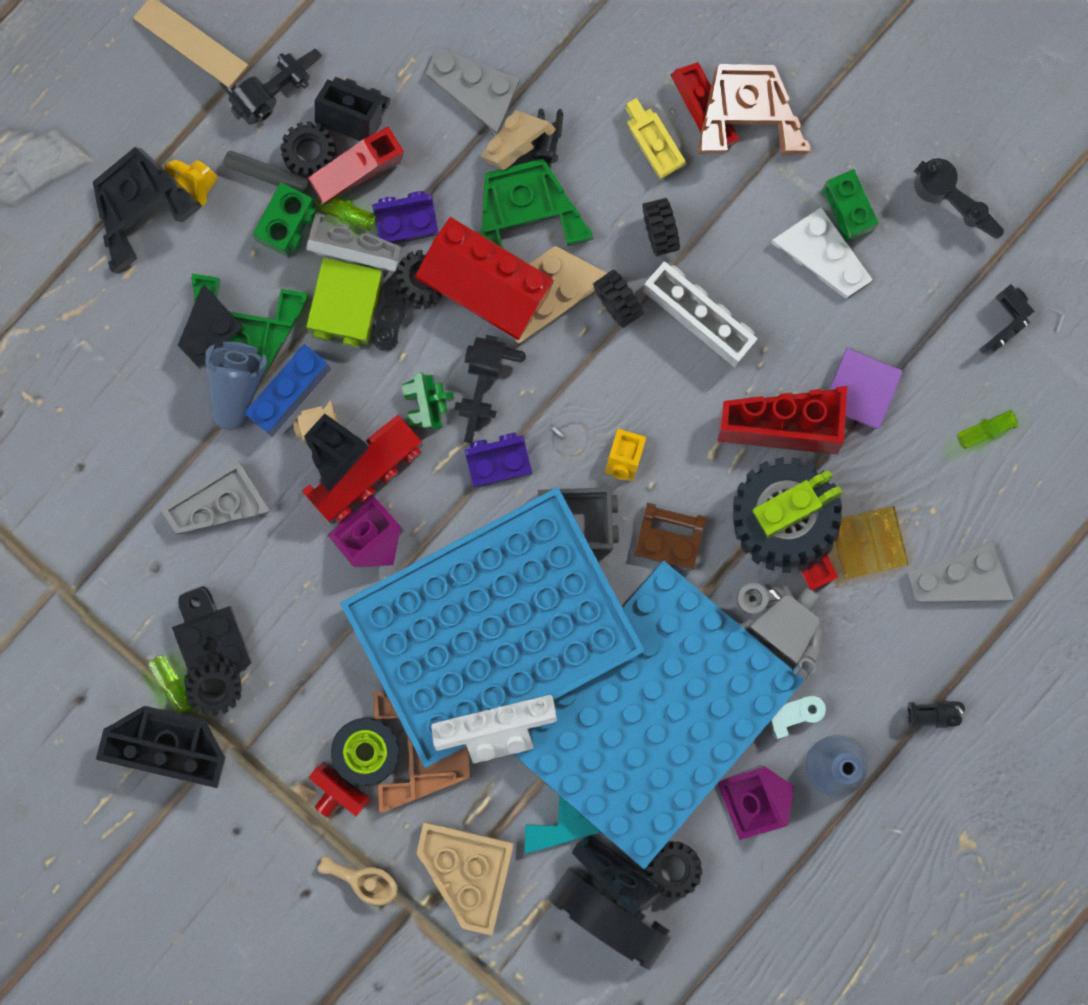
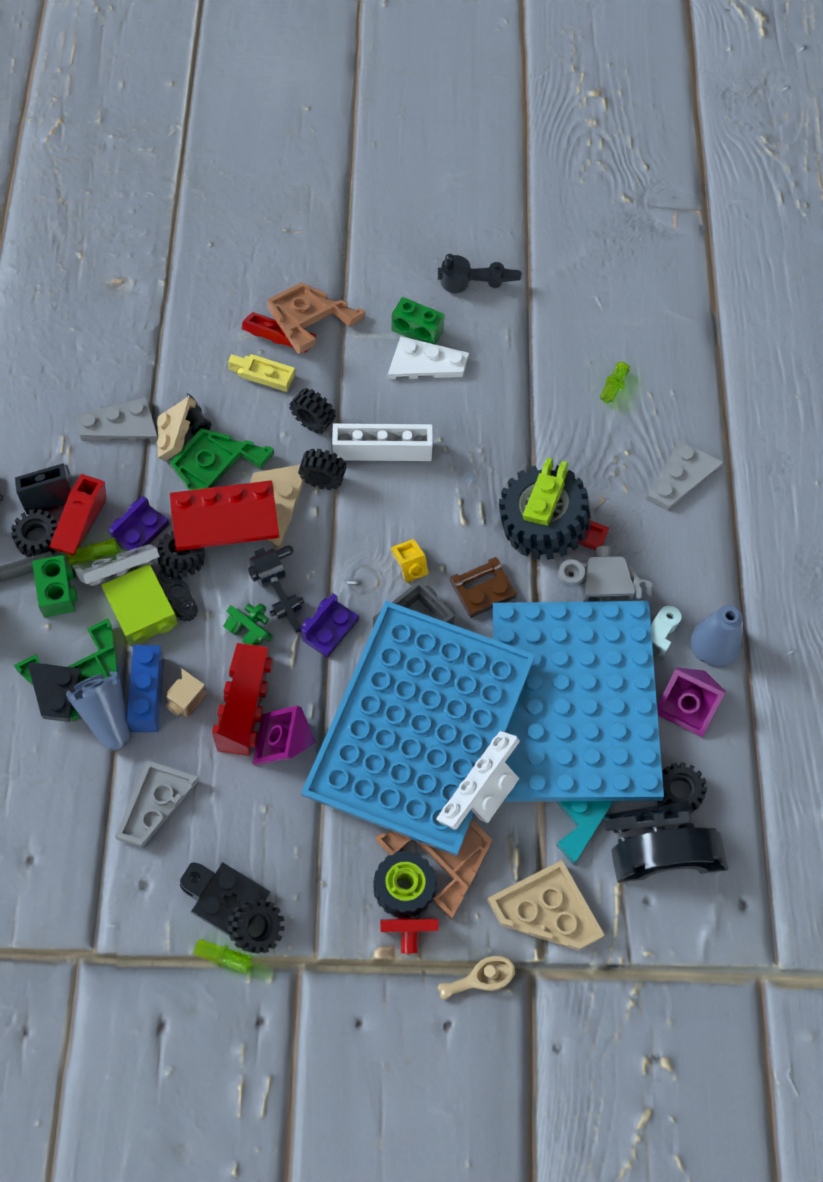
camera: 40 degrees left, 20 degrees down
(164, 745) = (256, 998): black wedge -> none
(333, 450) = (212, 690): black wing -> none
(787, 421) = (493, 462): red wedge -> none
(869, 386) = (520, 414): medium lavender slope -> none
(870, 543) = (611, 496): clear yellow slope -> none
(935, 714) = (744, 561): black piece -> none
(1016, 304) = (567, 306): black bracket -> none

